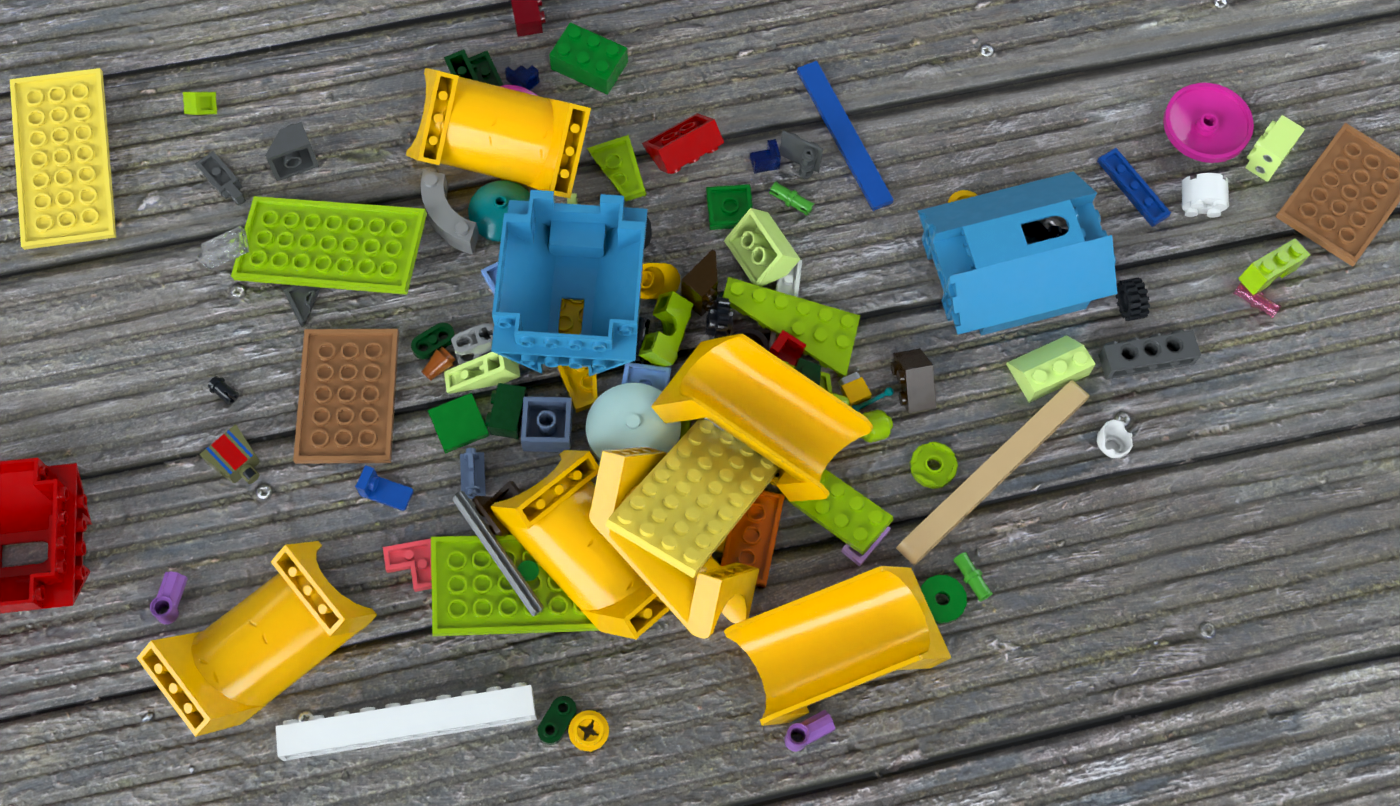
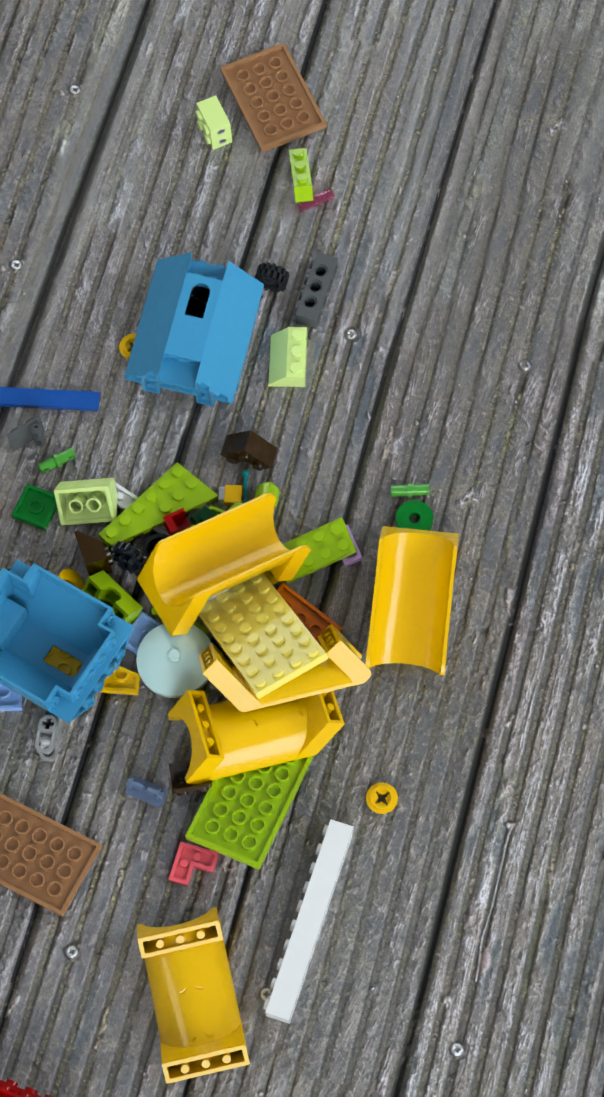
camera: 55 degrees left, 0 degrees up
(169, 595) = (119, 1052): medium lavender piece -> none
(232, 457) = (33, 960): torso -> none
(383, 490) = (124, 859): blue bracket -> none
(432, 340) = (21, 771): dark green plate -> none
(438, 363) = (42, 774): dark orange cone -> none
(458, 423) = (98, 783): green tile -> none
(481, 373) = (69, 747): yellowish green slope -> none
(498, 553) = (222, 794): dark grey axle -> none
(507, 411) = (110, 742): dark green brick -> none
(528, 570) = (246, 781): green sticker -> none
(546, 424) = (139, 717): sand blue brick -> none
(557, 719) = (361, 816): dark green plate -> none
(766, 159) = (13, 461): clear blue panel -> none
(810, 729) = (459, 650): medium lavender piece -> none
(933, 478) = (316, 483): lime tile -> none
(992, 473) = (344, 437): tan beam -> none
(1114, 439) = (365, 346): white hair -> none
(1134, 187) = (185, 228): blue tile -> none
(1205, 195) = (222, 186): white brick -> none
(1208, 122) = (167, 152): dark pink dish -> none

